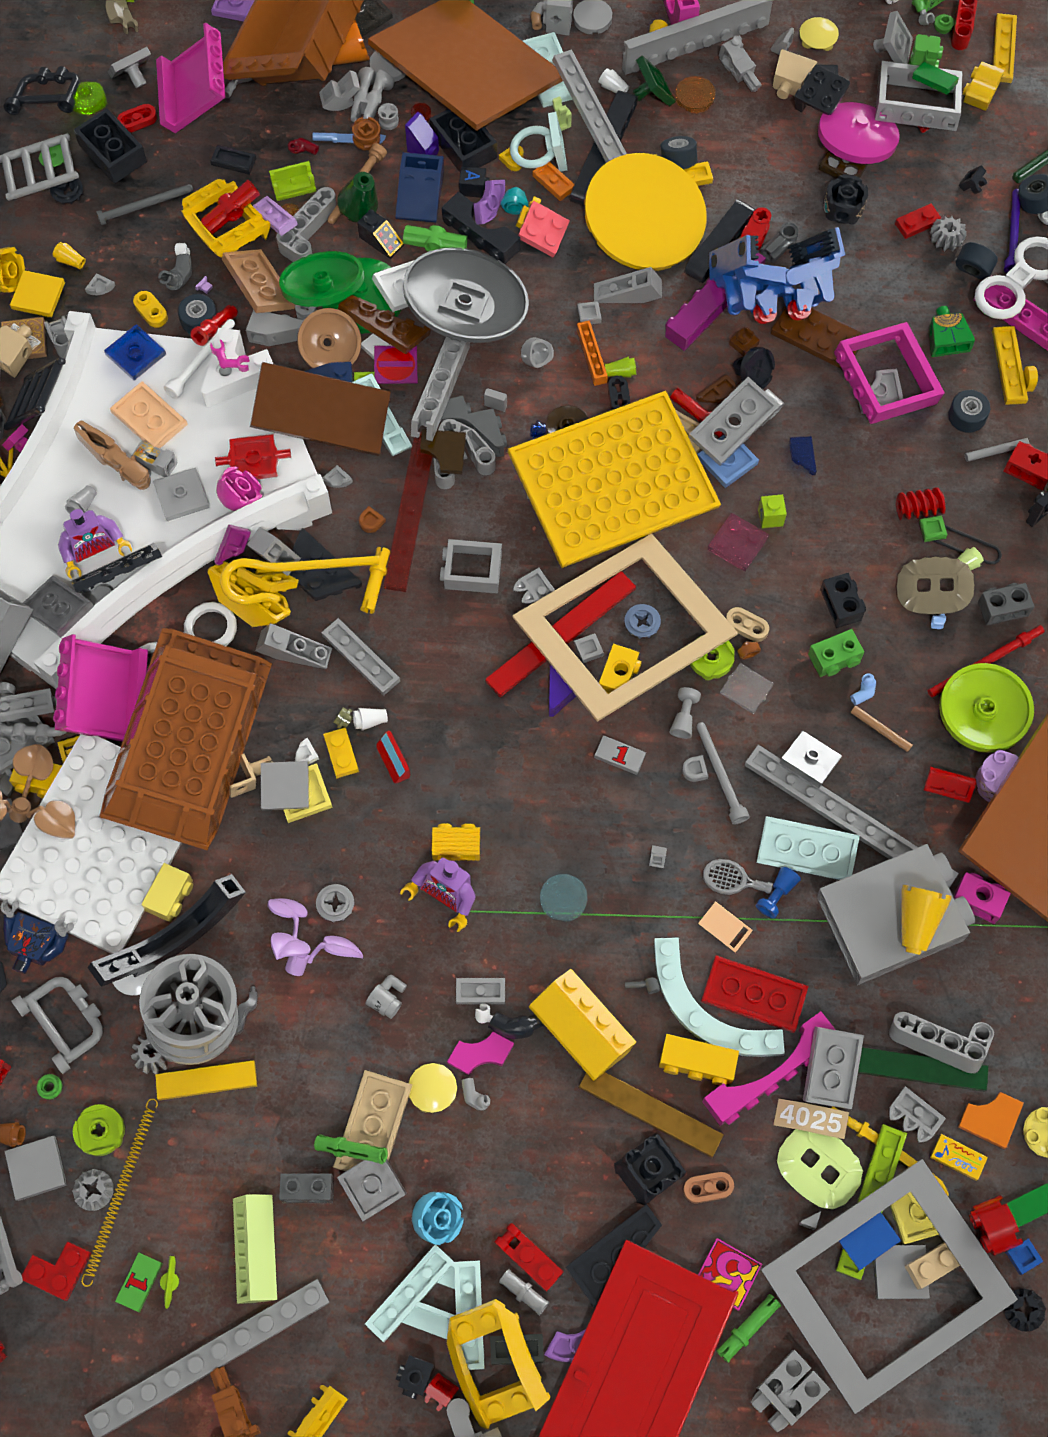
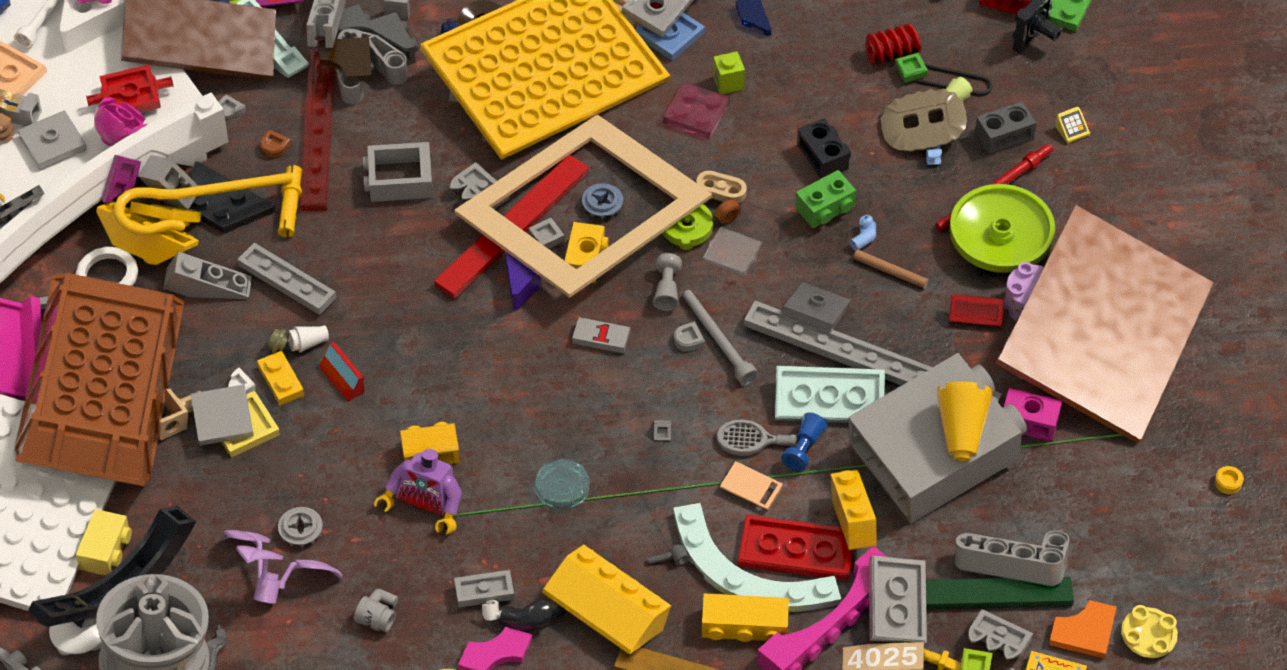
camera: 10 degrees left, 15 degrees down
(809, 973) = (853, 509): none -> yellow brick

